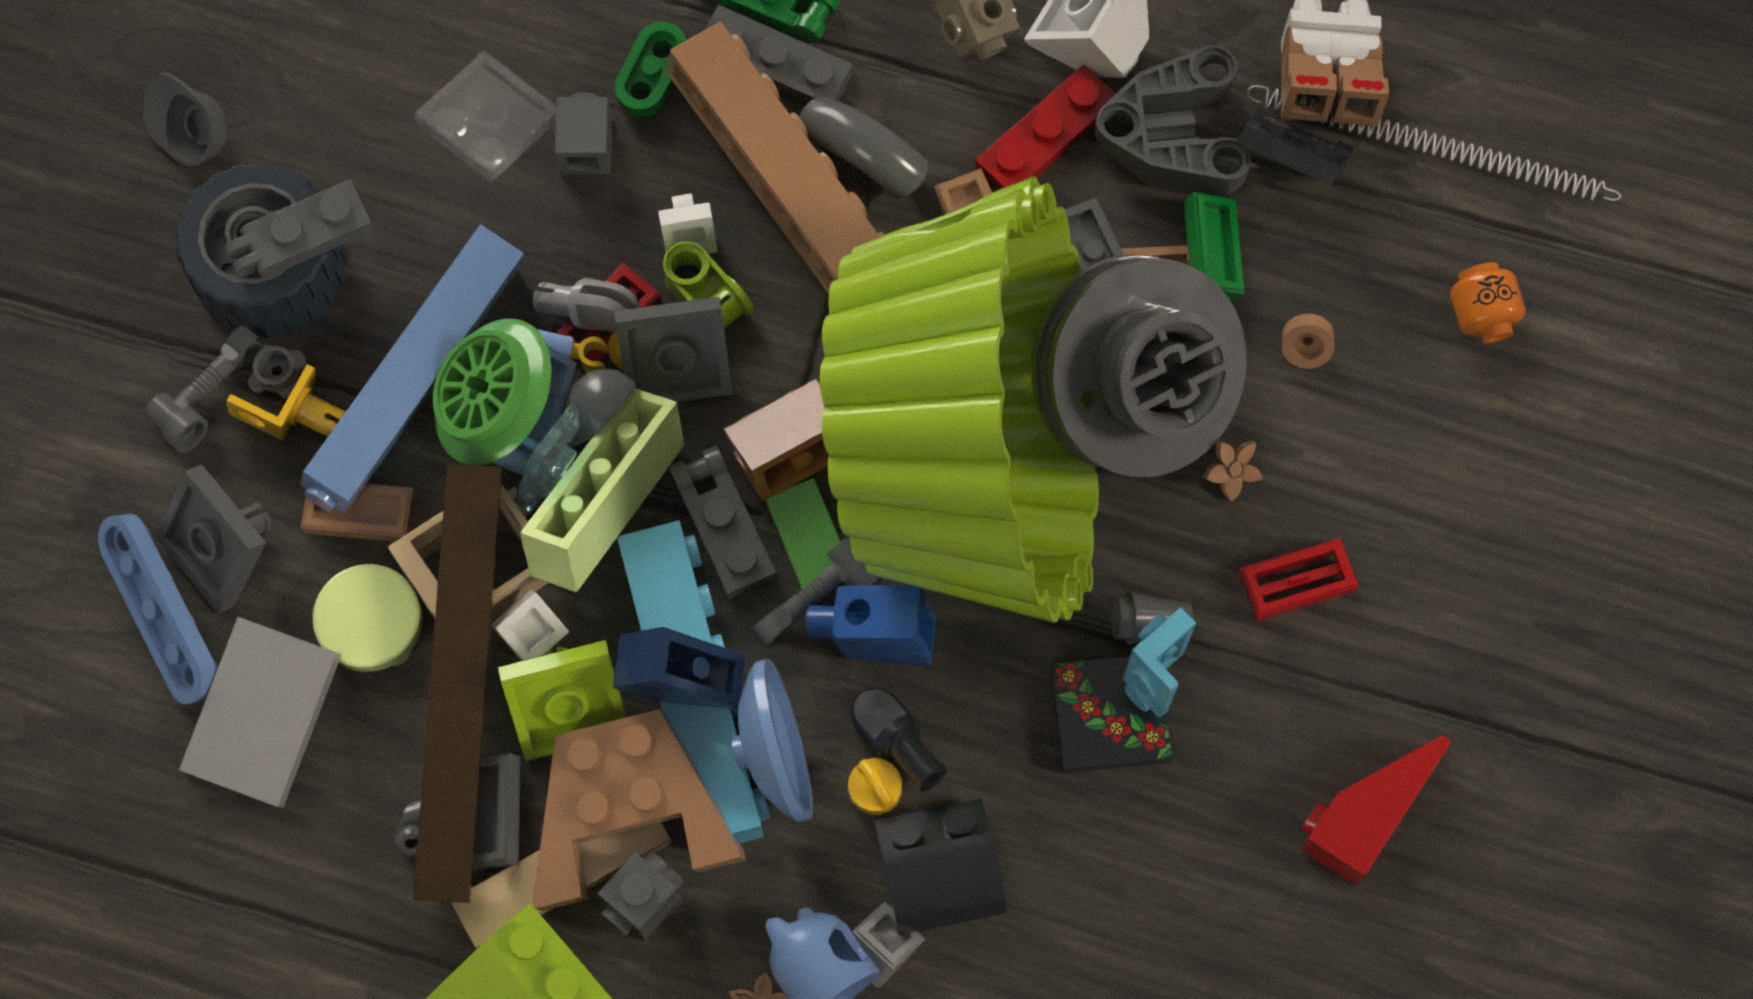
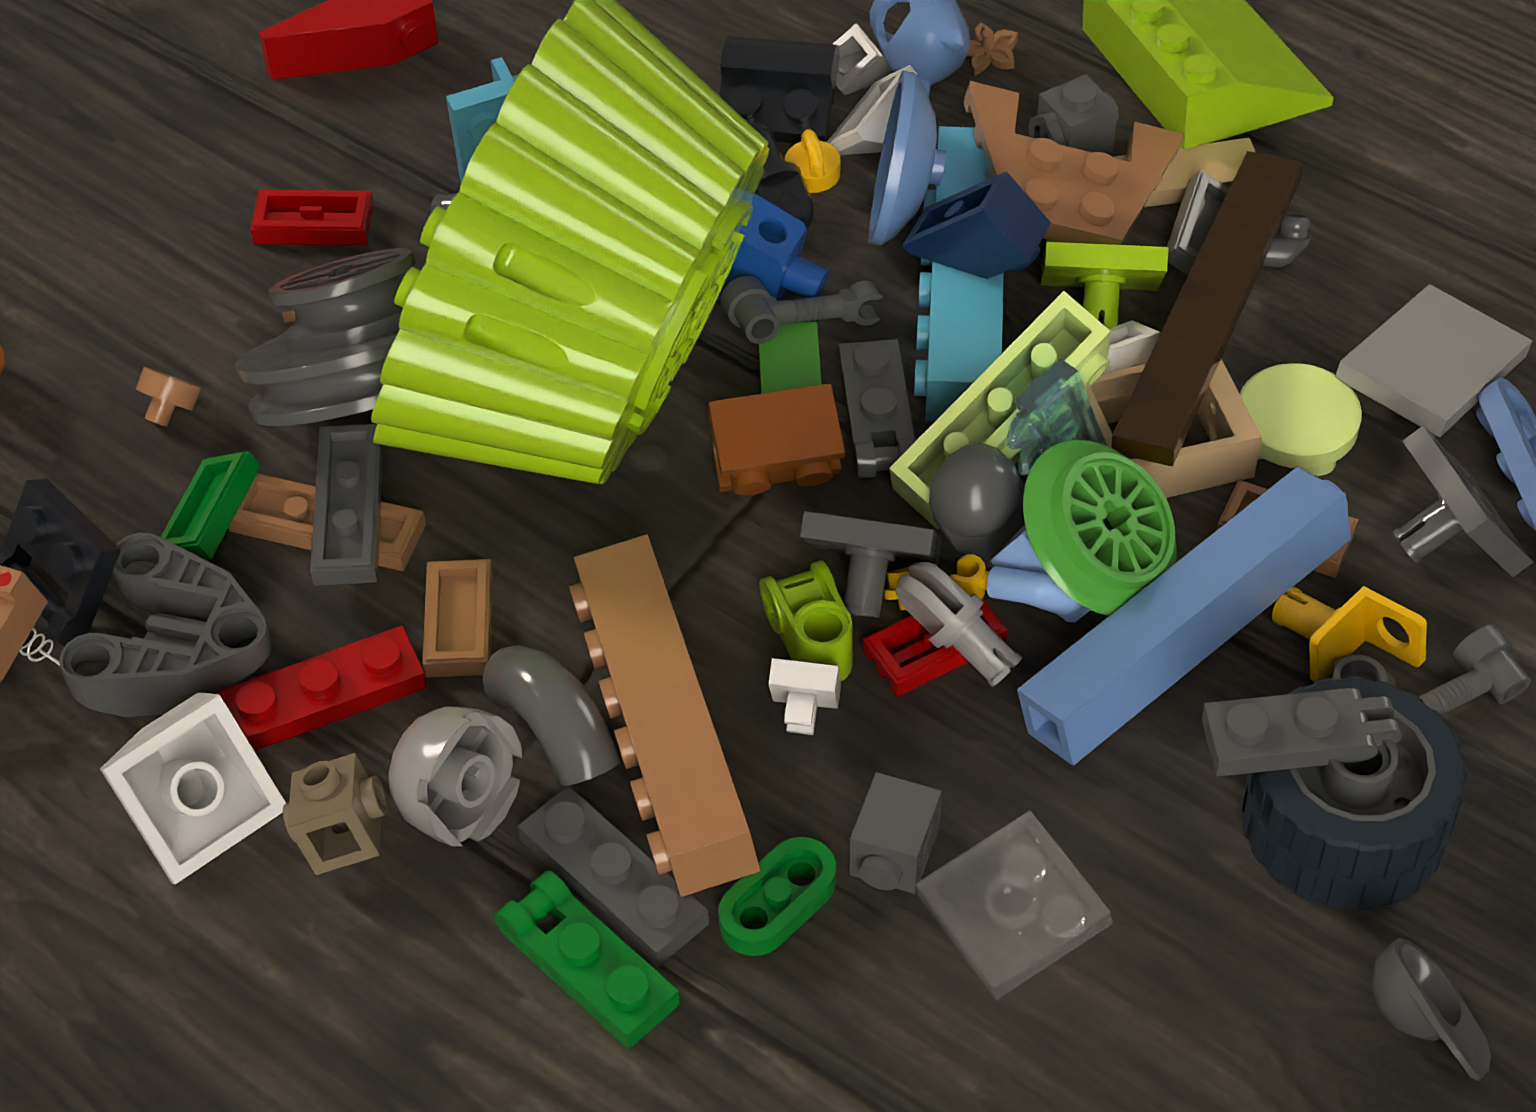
camera: 160 degrees left, 20 degrees down
(833, 862) = (867, 122): none -> white slope
(913, 71) = (455, 773): none -> light grey cylinder

